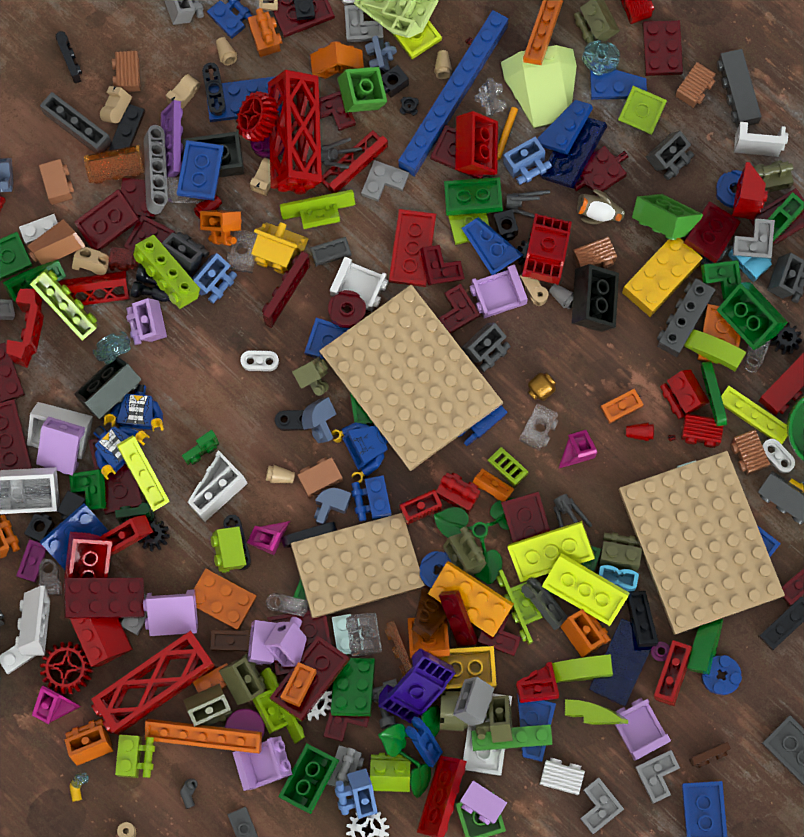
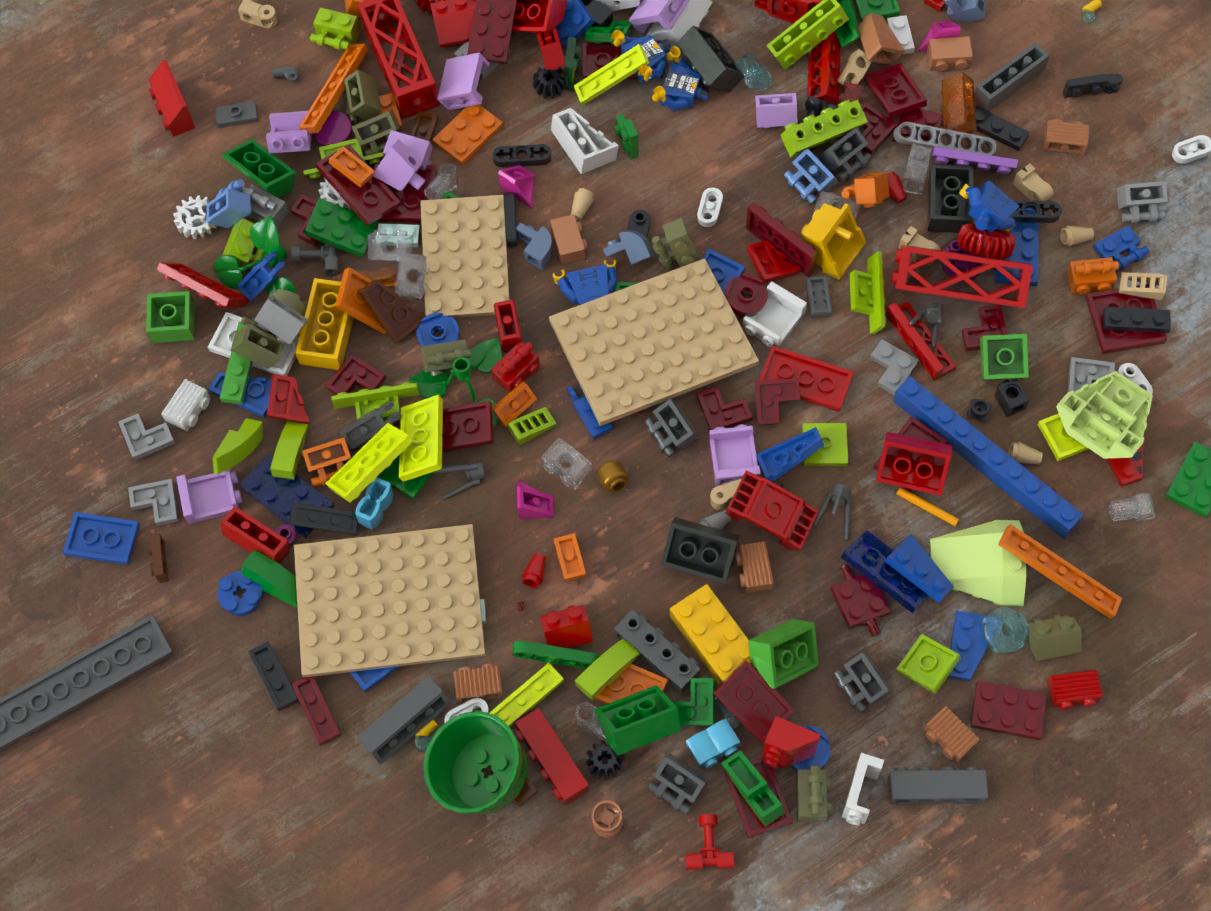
camera: 105 degrees right, 10 degrees down
(33, 193) = (940, 29): none -> dark pink slope
(115, 105) = (1027, 119): tan leg -> none
(200, 170) = (931, 173): blue plate -> none
(228, 549) = (512, 136): lime brick -> none
(230, 114) = (990, 207): none -> blue torso
(305, 298) = (770, 263): none -> red wing
(335, 59) = (1045, 336): orange brick -> none
(377, 497) = (530, 284): blue brick -> none
(382, 52) = (1047, 390): sand blue hips -> none
(402, 610) = (411, 263): none -> clear brick
(418, 687) = (316, 276): dark purple plate -> none
(458, 618) = (377, 333): dark red plate -> none
(473, 196) = (853, 450): green plate -> none
(483, 605) = (393, 349): light orange plate -> none
(483, 803) = (177, 309): lavender brick -> none
(488, 97) = (985, 499): clear hips -> none
(506, 217) = (817, 472): black brick -> none
(525, 157) = (889, 513): medium blue brick -> none
(598, 208) = (811, 583): animal -> none
(620, 555) = (398, 511): olive brick -> none
(701, 430) = (519, 628): red brick -> none
(760, 244) = (723, 748): light grey plate -> none

